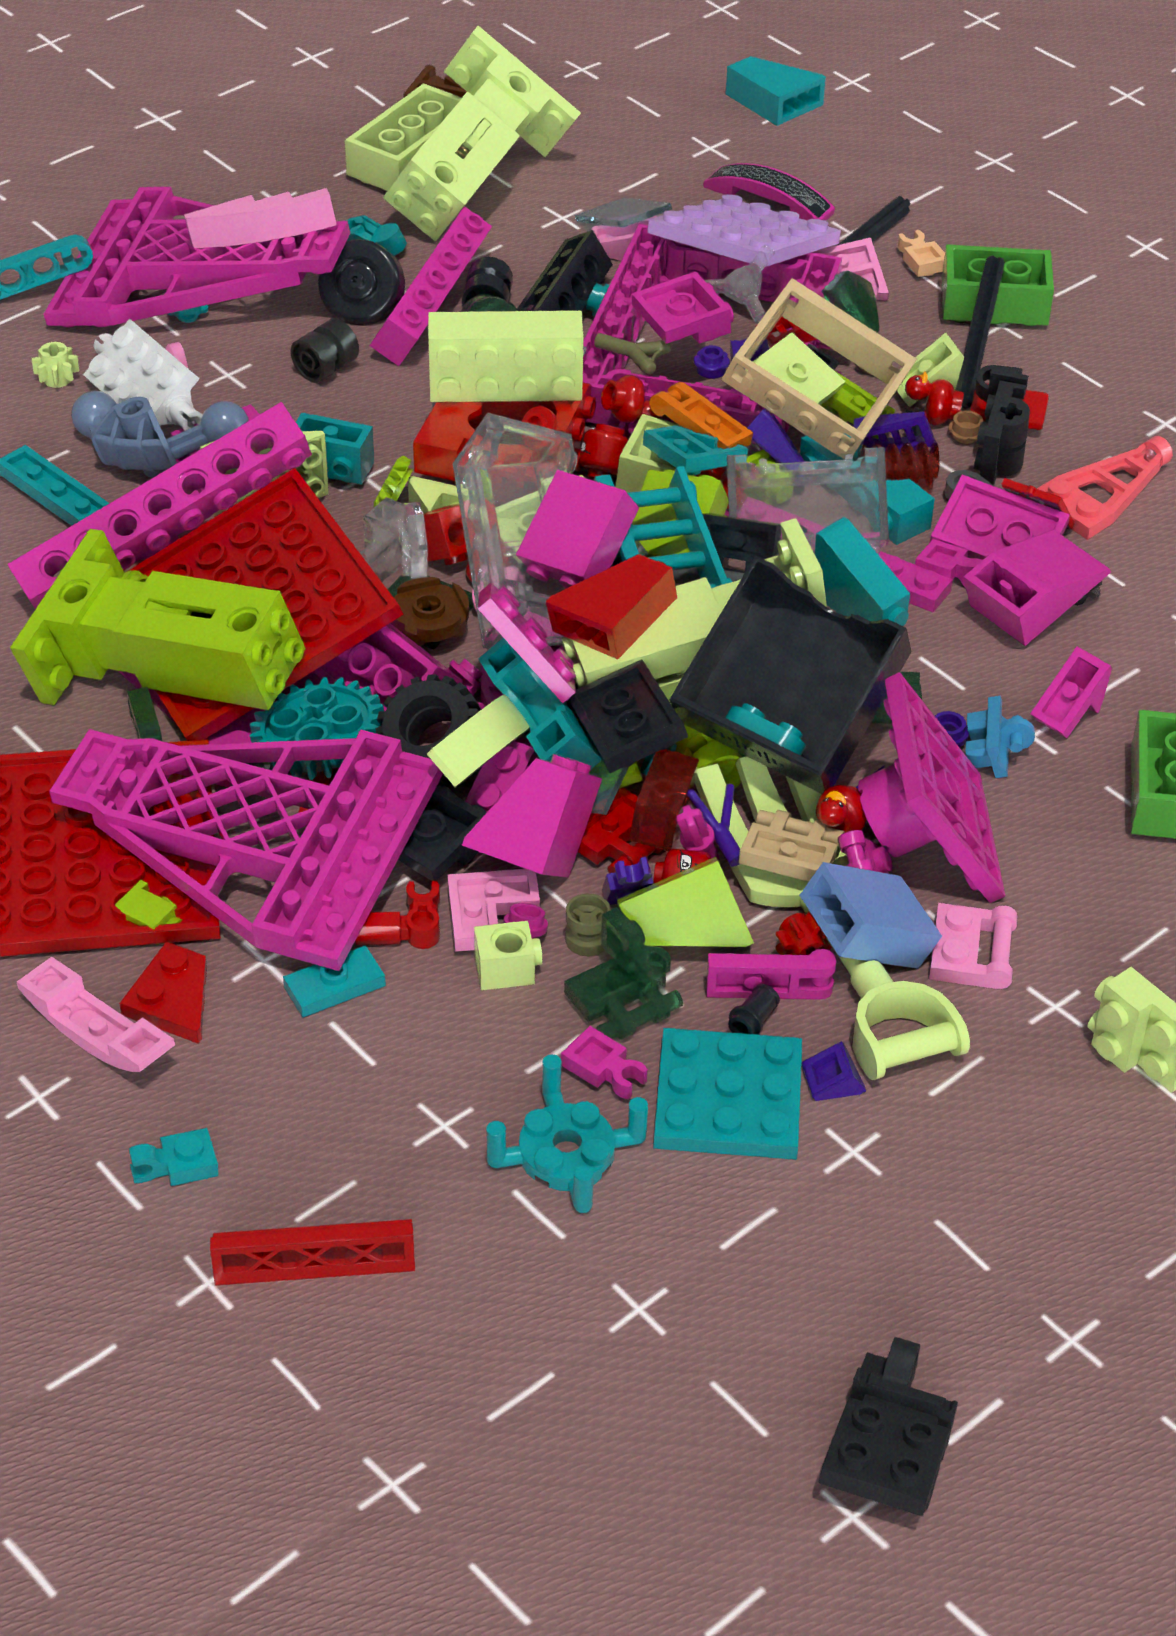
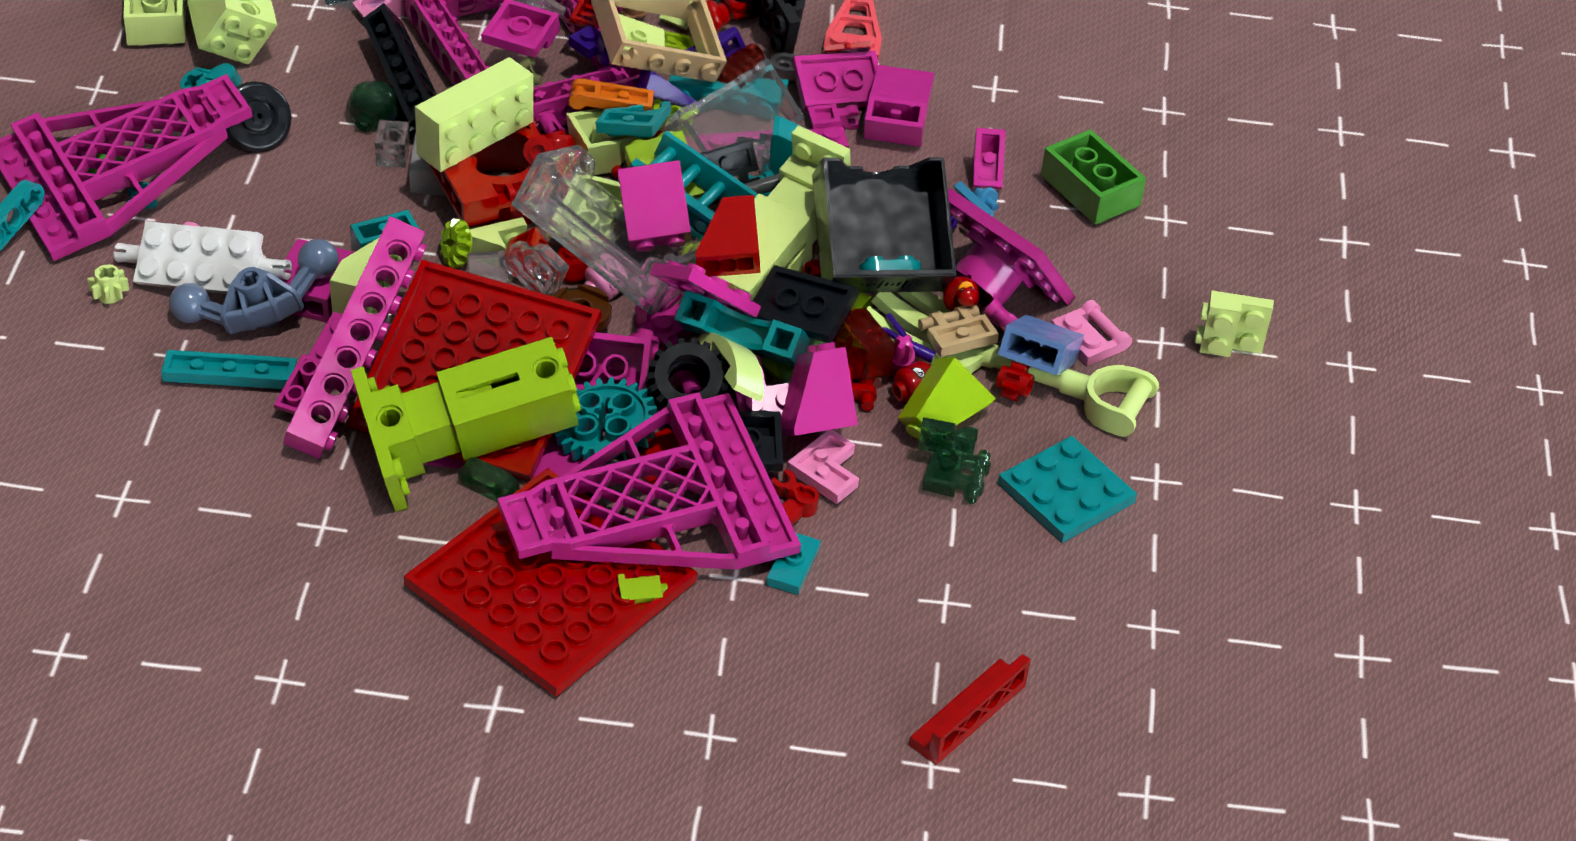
camera: 45 degrees left, 0 degrees up
(90, 1022) = (697, 674): bright pink slope -> none
(170, 992) = (713, 628): red wing -> none
(182, 1157) = (837, 710): teal plate -> none
(261, 220) = (162, 106): bright pink slope -> none
(324, 350) = (288, 177): pearl dark grey wheel -> none
(430, 286) = (309, 99): dark pink brick -> none
(490, 277) = (339, 77): black wheel -> none
(506, 955) = (872, 487): yellowish green brick -> none
(528, 912) = (858, 462): dark pink plate -> none
(564, 1122) = (1023, 553): teal plate -> none
(585, 924) = (894, 442): olive wheel -> none
(596, 298) = (425, 50): teal plate -> none
(599, 1059) = (989, 513): dark pink plate -> none
(626, 399) = (550, 108): red animal -> none
(626, 880) = (893, 407): dark purple plate -> none
(711, 362) = (571, 56): dark purple plate -> none
(752, 1013) = (1032, 439): black pin -> none
(789, 975) = (1018, 411): dark pink plate -> none
(832, 1074) = (1105, 444): dark purple slope -> none
(890, 1434) = (1342, 600): black plate -> none
(965, 426) = (742, 23): medium nougat plate -> none

